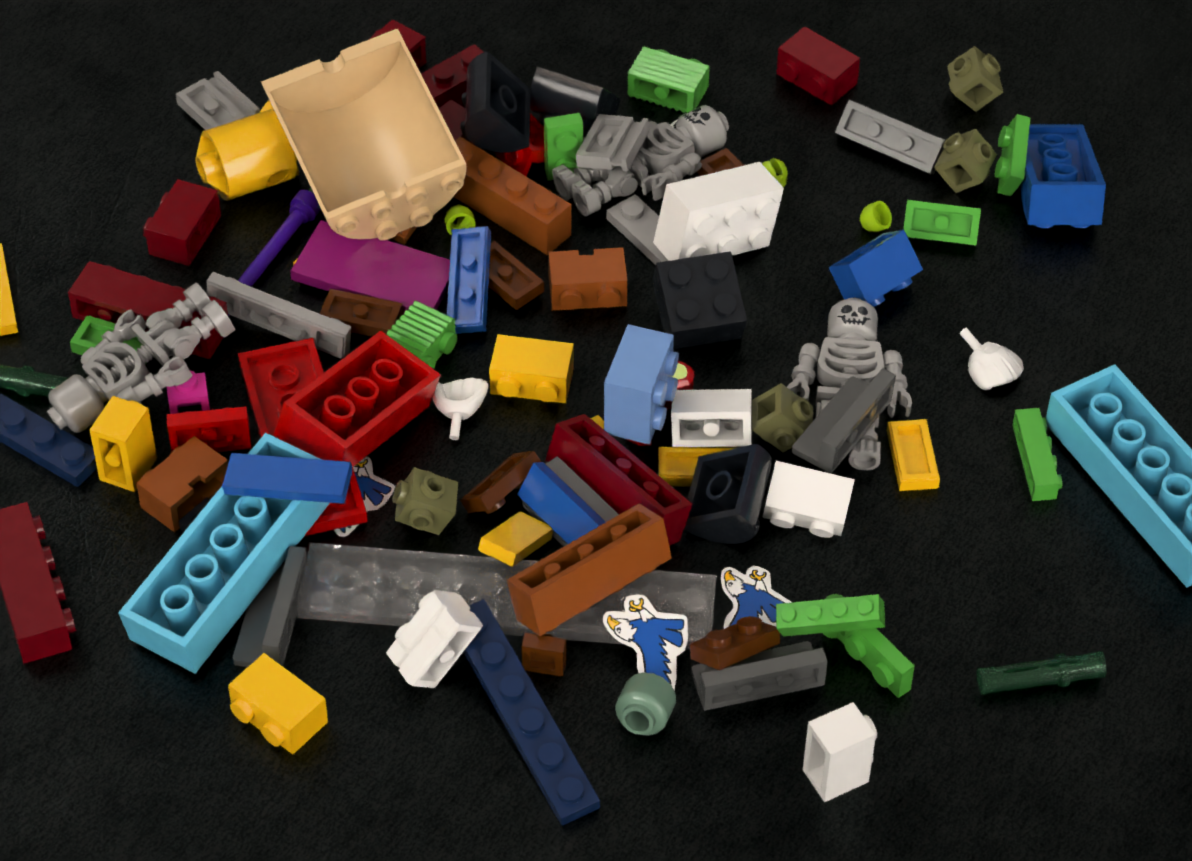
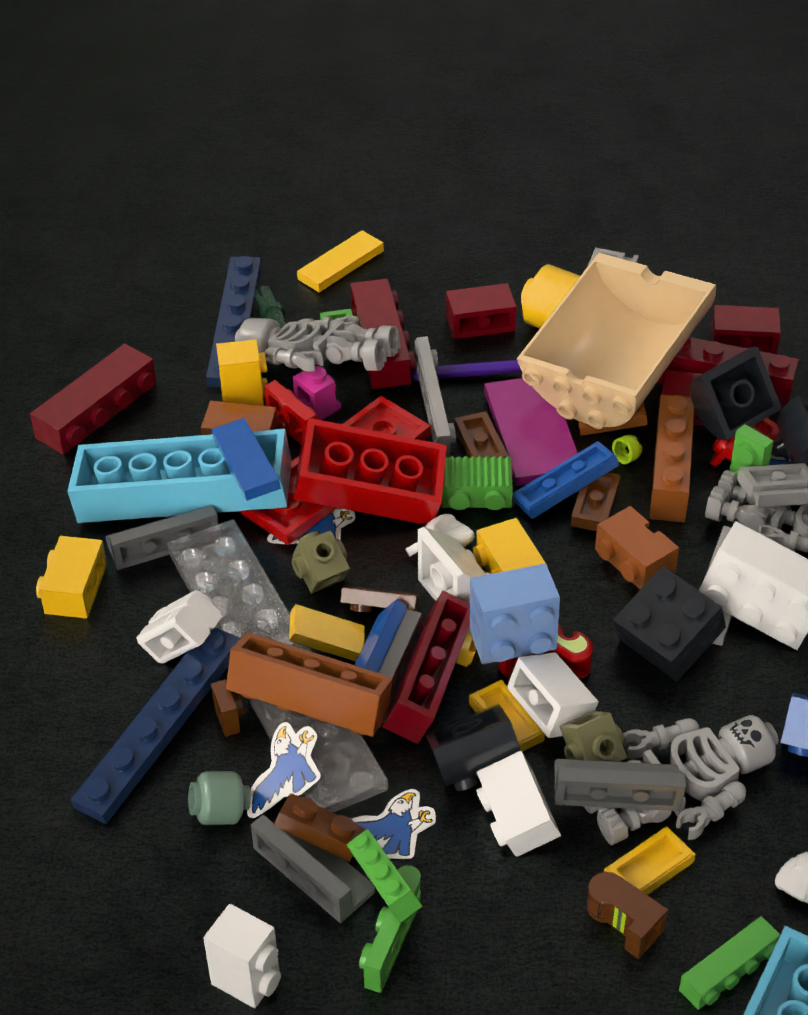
camera: 60 degrees right, 5 degrees down
(522, 417) = (445, 565): none -> white slope
(952, 489) = (627, 910): none -> reddish brown leg

